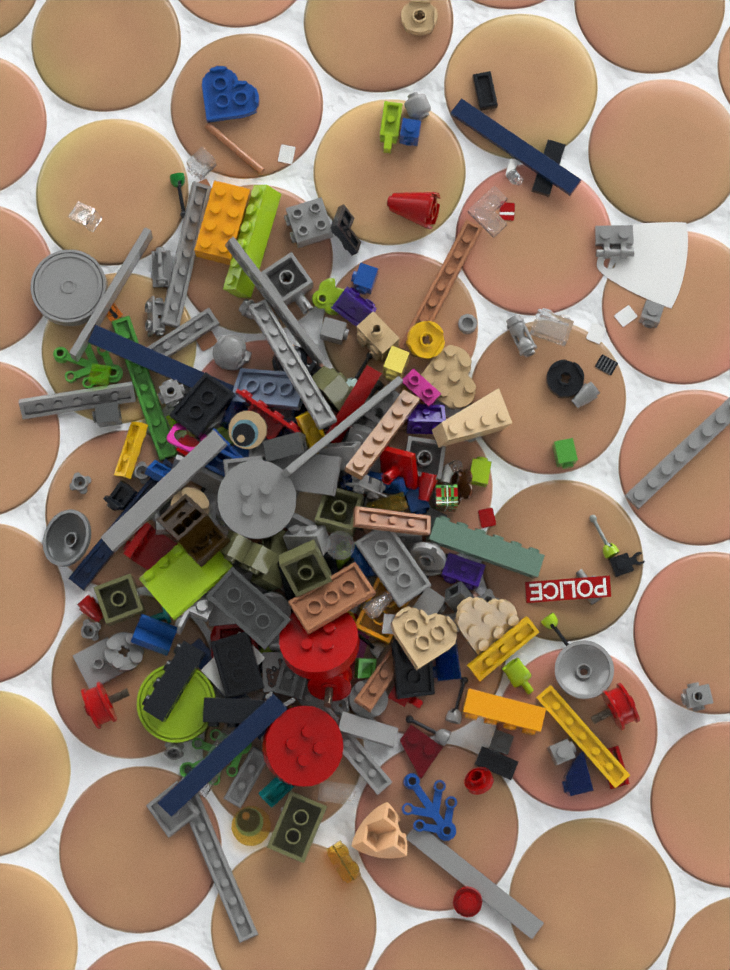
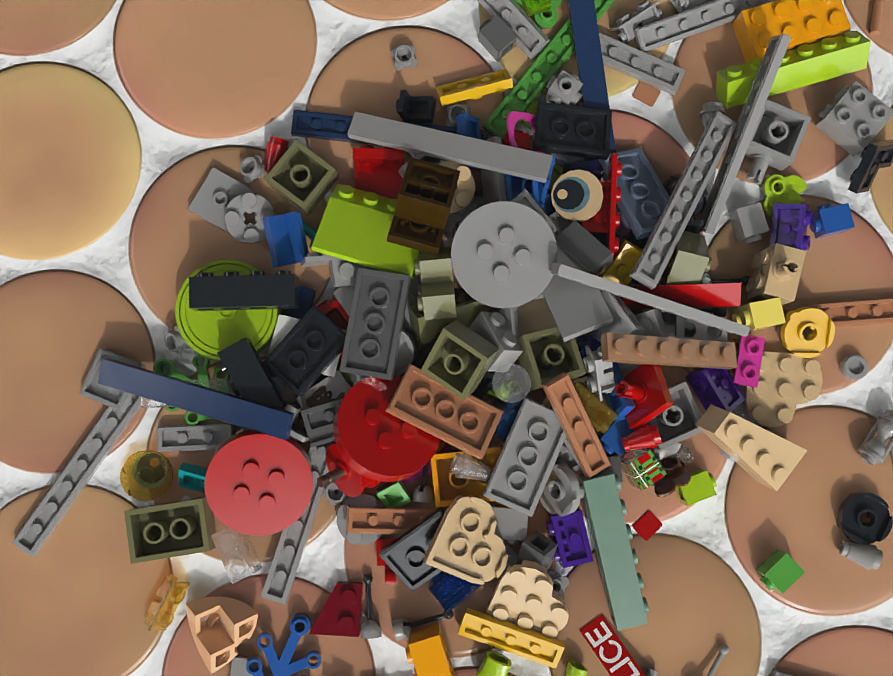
camera: 55 degrees right, 5 degrees up
(67, 538) = (334, 79): dark grey dish -> none
(100, 705) = (174, 229): red wheel -> none
(230, 352) = (651, 125): light grey helmet -> none
(367, 729) = (326, 540): light grey tile -> none
(386, 623) = (459, 489): clear sticker -> none

